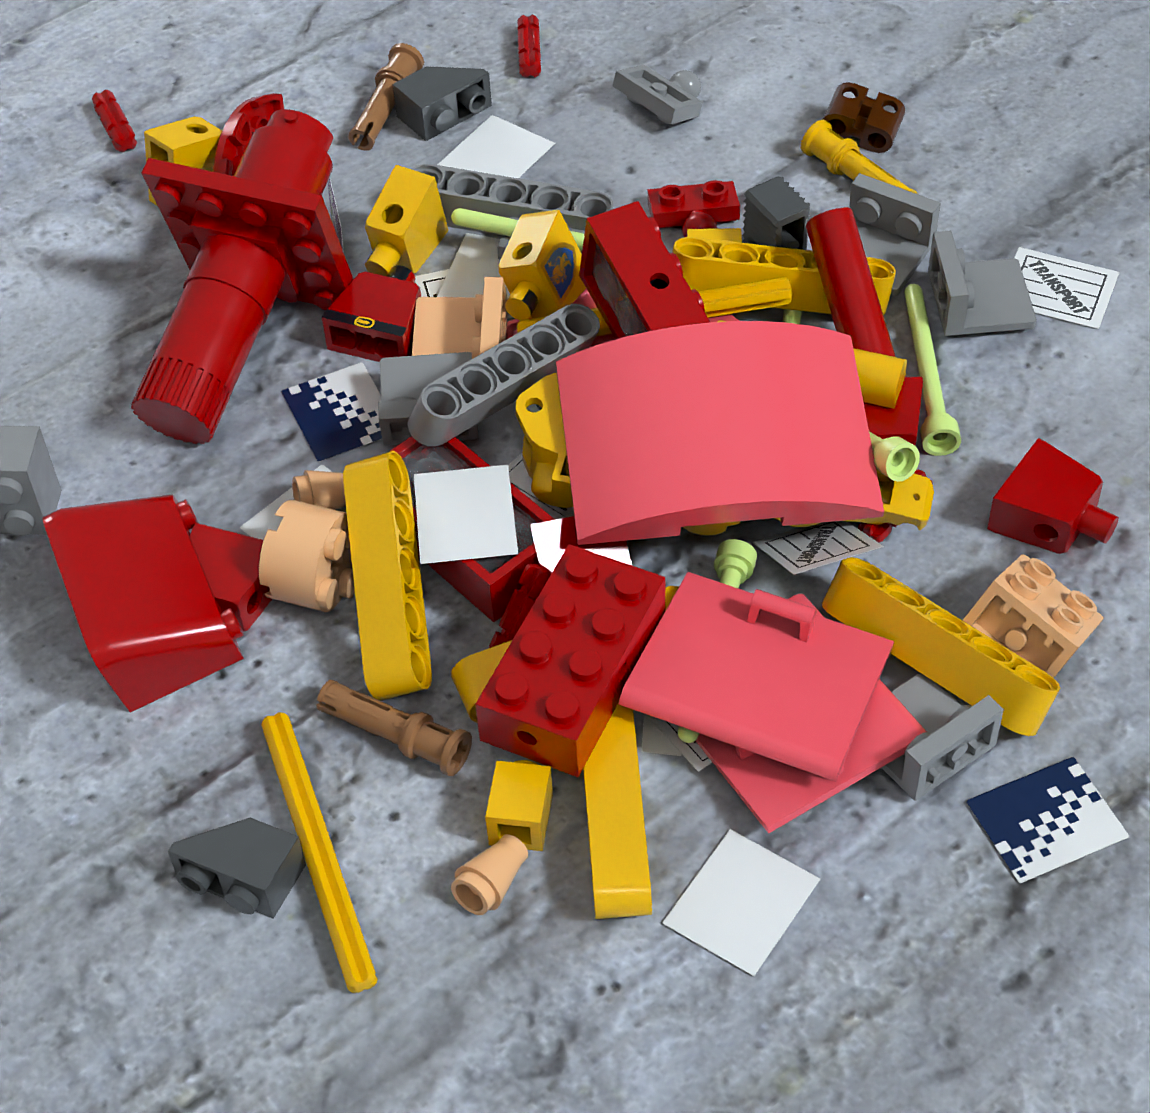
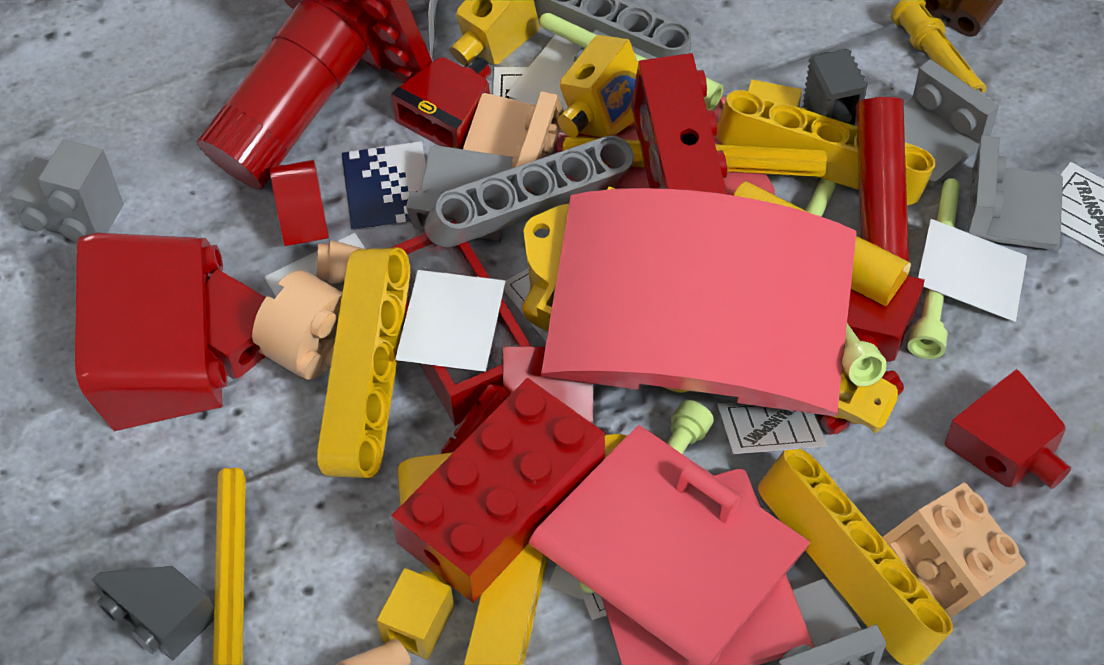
camera: 15 degrees right, 5 degrees up
(259, 441) = (299, 202): none -> red brick
(413, 733) = (346, 517): medium nougat pin -> none
(694, 205) = (770, 54): red plate -> none
(961, 362) = (972, 270): none -> white sticker

